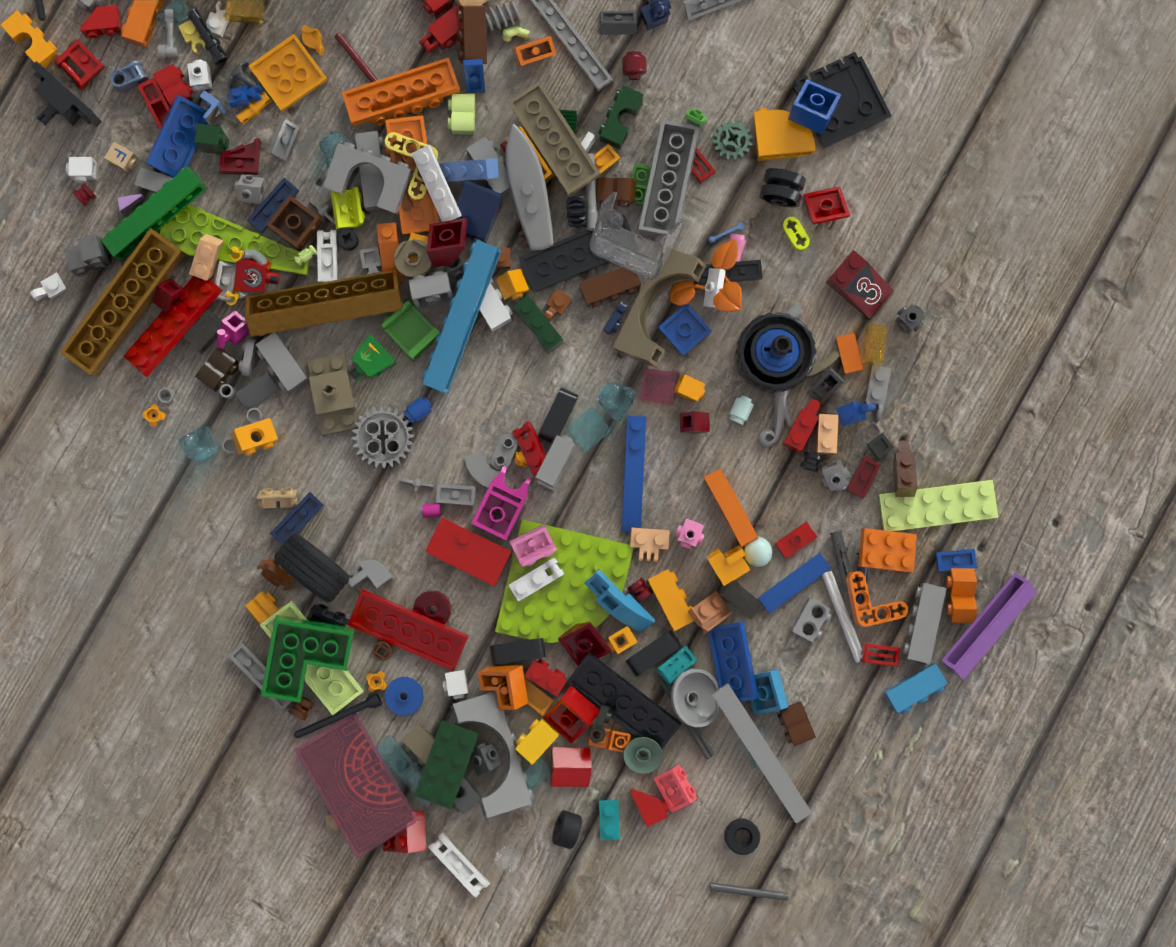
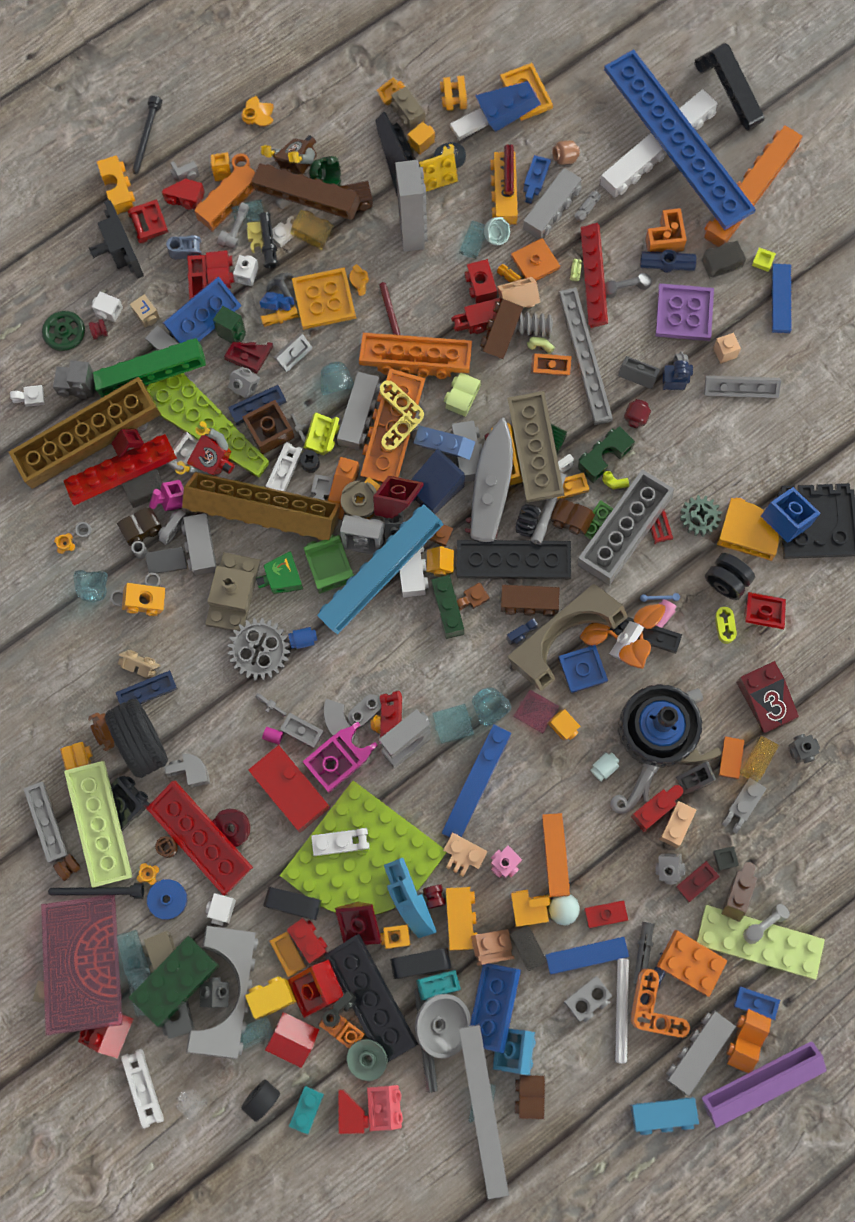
camera: 30 degrees right, 10 degrees down
(59, 222) = (52, 321): none -> dark green plate
(128, 202) = (132, 351): lavender piece -> none
(206, 257) = (176, 423): light nougat brick -> none
(215, 111) = (243, 304): medium blue panel -> none
(300, 644) = (86, 805): green brick -> none
(305, 255) = (264, 458): yellowish green piece -> none
(395, 176) = (339, 389): light grey arch -> none
(436, 184) = (409, 441): white plate -> none
(474, 75) = (487, 364): blue plate -> none
(507, 682) = (267, 928): orange brick -> none
(533, 546) = (351, 808): bright pink bracket -> none
(558, 415) = (431, 695): black beam -> none
(627, 248) = (560, 571): clear windscreen -> none
(640, 142) = (612, 482): none -> neon yellow arm
(694, 422) = (555, 758): dark red brick -> none
(696, 117) = (675, 480): bright green slope -> none
(751, 845) = (442, 1187): black tyre -> none
(811, 461) = (652, 844): black wheel -> none
(854, 412) = (713, 814): blue brick -> none
(865, 653) = (628, 1056): red tile -> none
(931, 500) = (755, 931): none -> light grey bar

